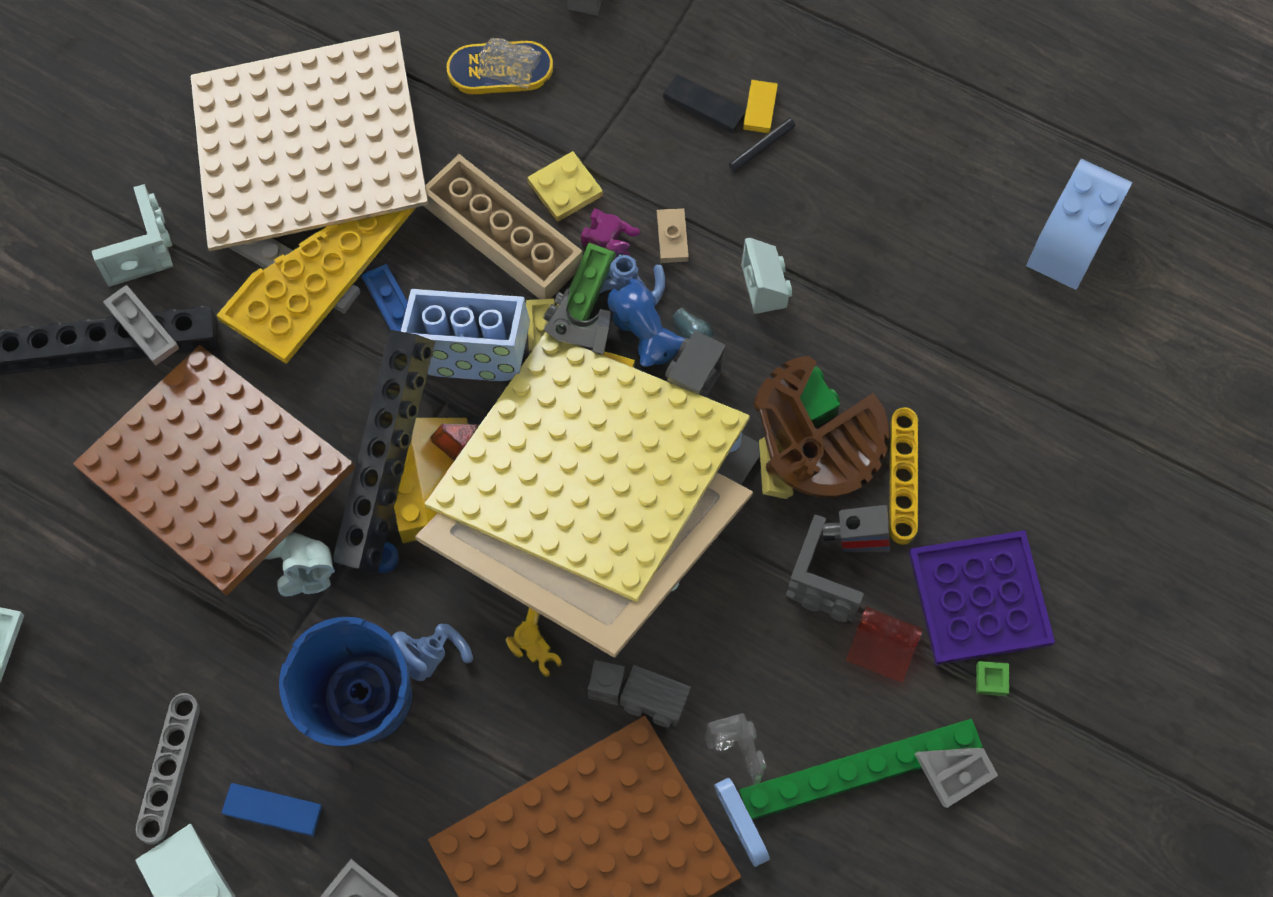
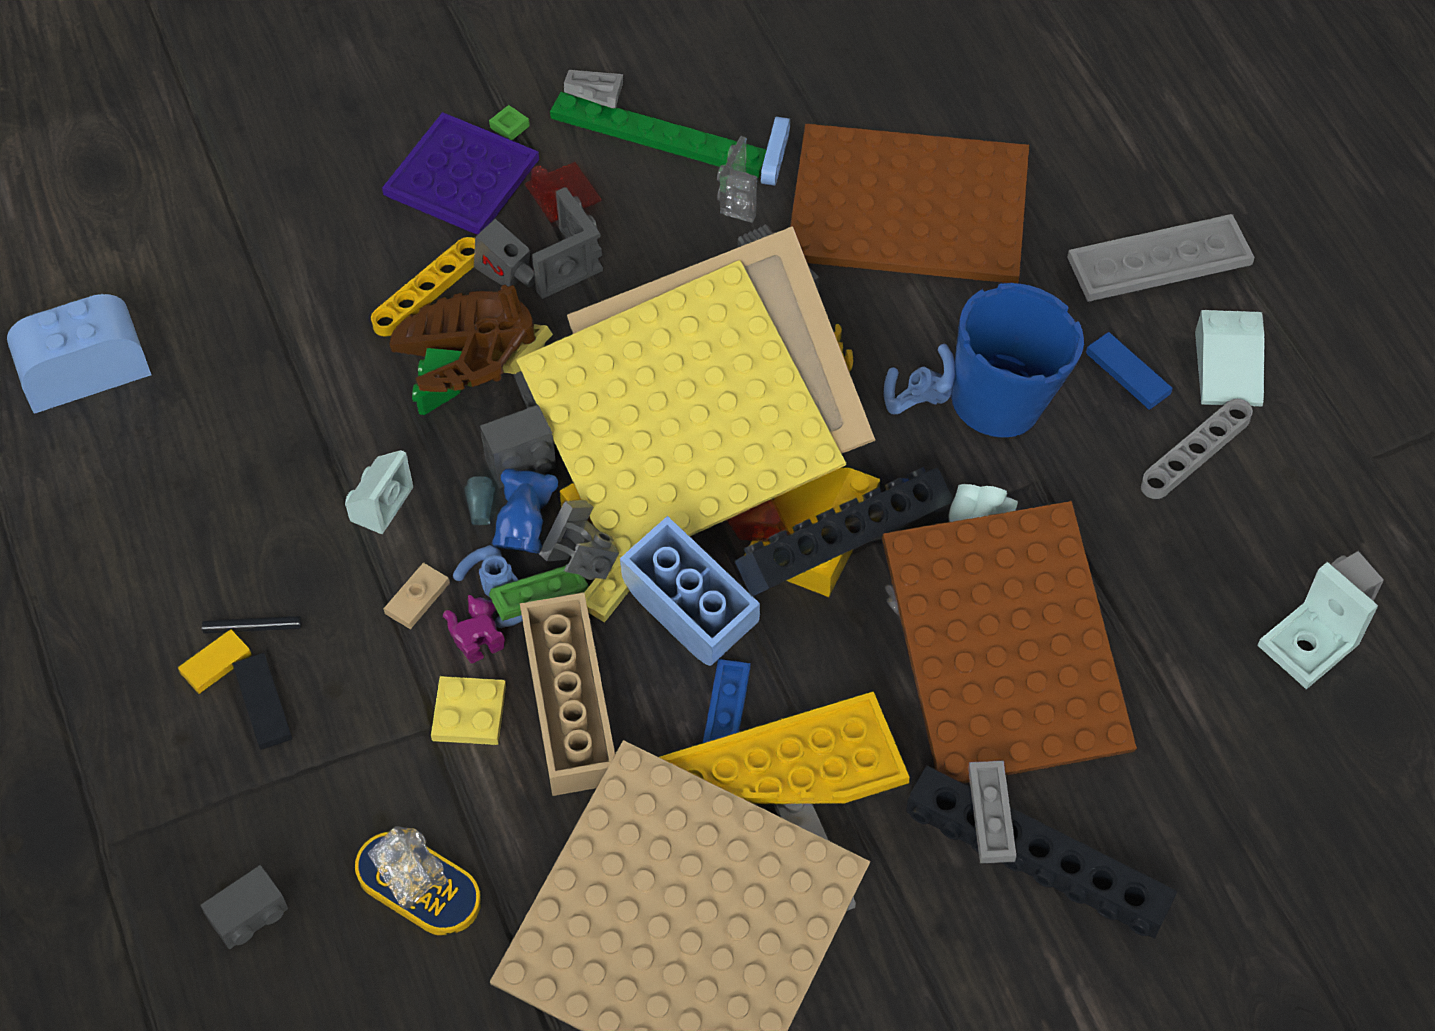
camera: 140 degrees left, 10 degrees down
(141, 254) = (942, 900): light aqua bracket -> none

